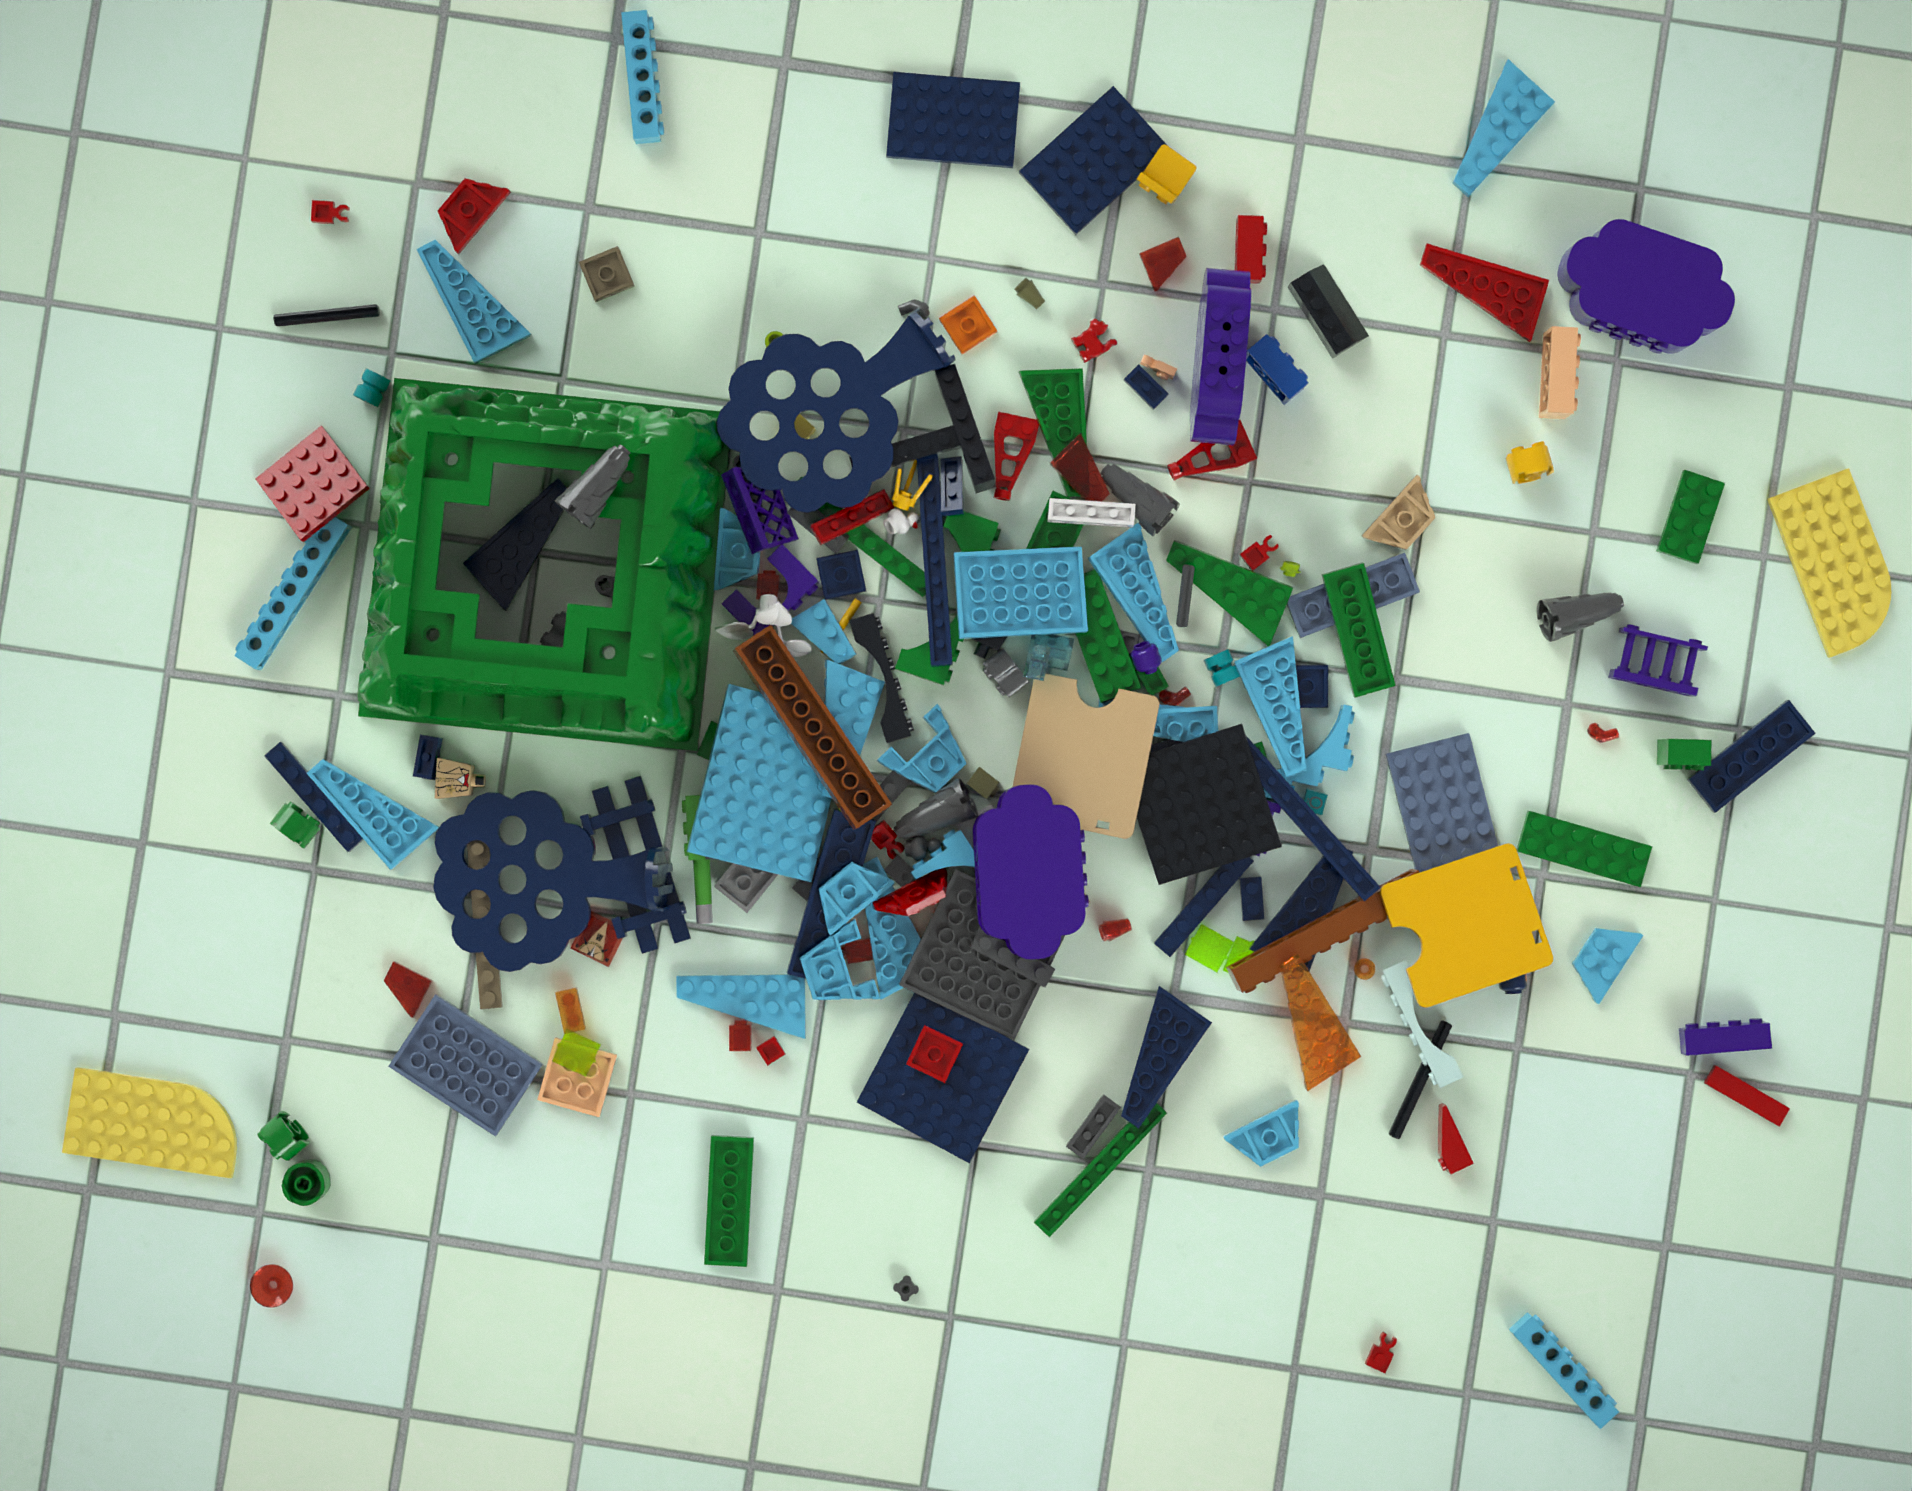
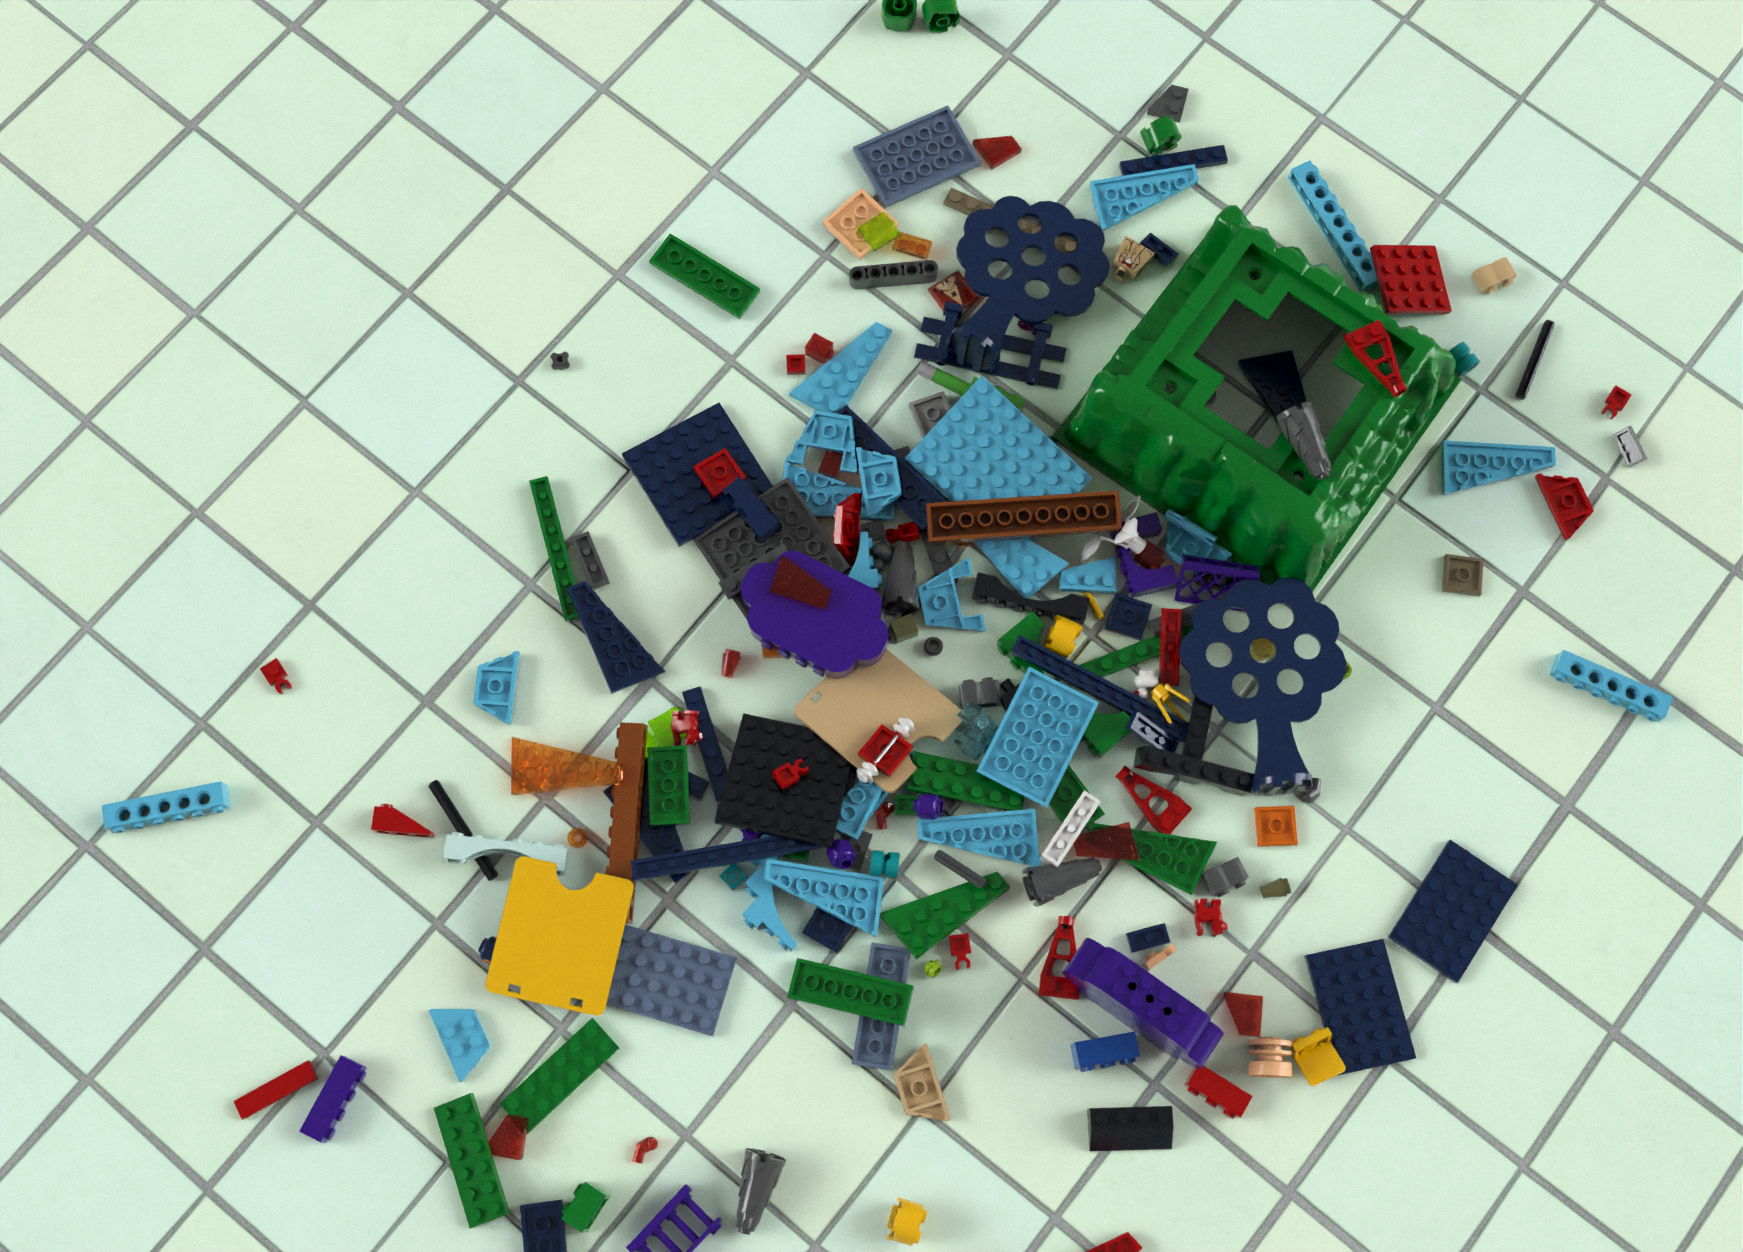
camera: 115 degrees right, 15 degrees down
(247, 837) = (1170, 103): none -> dark grey wing
(255, 401) = (1494, 275): none -> tan brick
(371, 175) = (1629, 446): none -> plate
(443, 483) = (1369, 336): none -> red plate
(616, 1021) = (887, 280): none -> dark grey beam
(717, 562) = (1190, 527): none -> medium azure axle
(904, 625) = (1061, 636): none -> yellow brick
(956, 997) = (751, 509): none -> dark blue wedge
(975, 744) = (936, 641): none -> dark grey plate
(1016, 900) = (799, 586): none -> clear red wing
(1046, 345) = (1224, 877): none -> dark grey brick
(1121, 726) = (885, 750): none -> red plate
(1199, 215) = (1269, 1058): none -> light nougat wheel
(1199, 803) = (788, 775): none -> red plate
(1199, 932) = (685, 725): none -> red animal
(1225, 701) = (860, 848): none -> dark grey plate
(1238, 711) = (841, 854): none -> dark purple head
(1269, 912) = (668, 785): none -> green plate
(1665, 858) = (510, 1137): none -> clear red wing
(1702, 880) = (471, 1160): none -> green plate

